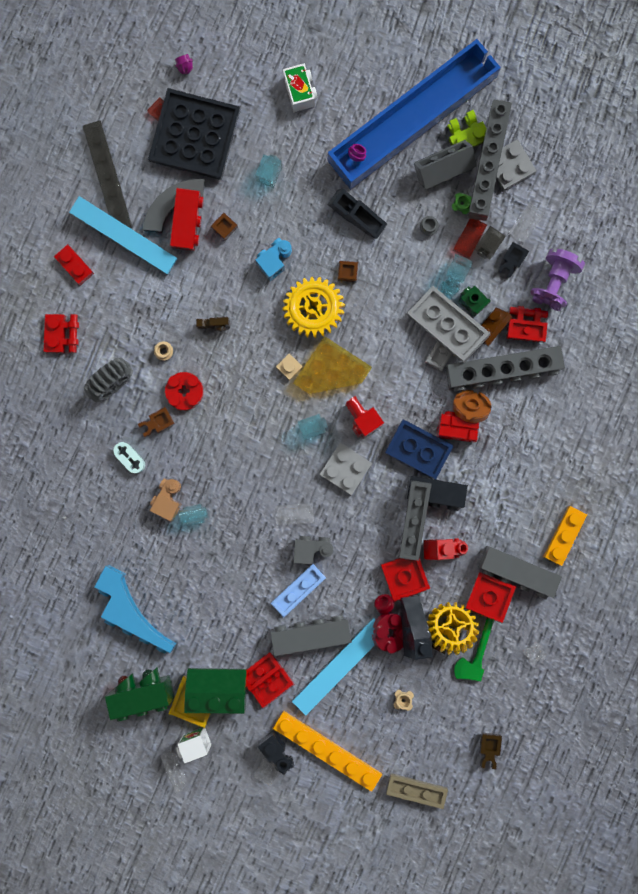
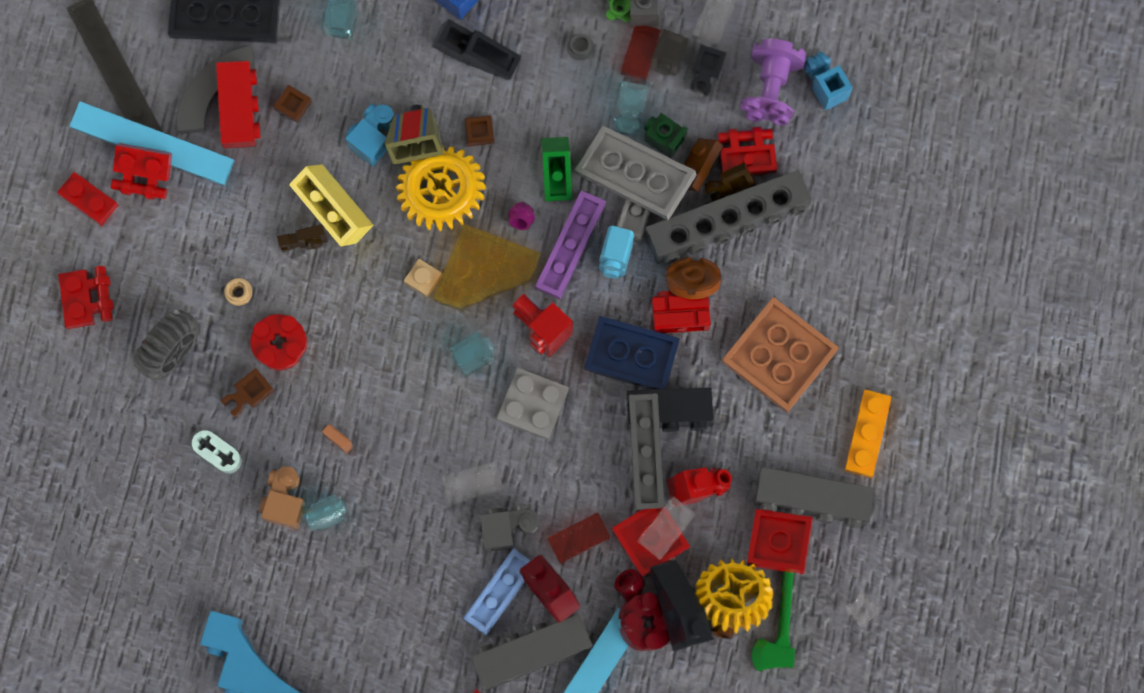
camera: 10 degrees left, 10 degrees down
(113, 247) = (144, 163): none -> red plate
(208, 463) = (337, 438): none -> nougat tile
(236, 304) = (331, 205): none -> light yellow brick
(302, 267) = (413, 136): none -> olive torso
(331, 598) = (549, 588): none -> dark red brick
(357, 565) = (578, 538): none -> clear red tile
(364, 337) = (521, 216): none -> magenta plate
(393, 365) = (570, 245): none -> medium lavender plate
(395, 309) = (556, 168): none -> green slope
(417, 574) = (666, 527): none -> clear plate
(423, 378) = (616, 252): none -> medium azure brick
(513, 345) = (731, 182): none -> dark brown plate
(518, 470) = (780, 355): none -> nougat plate
(594, 289) = (829, 84): none -> dark azure brick

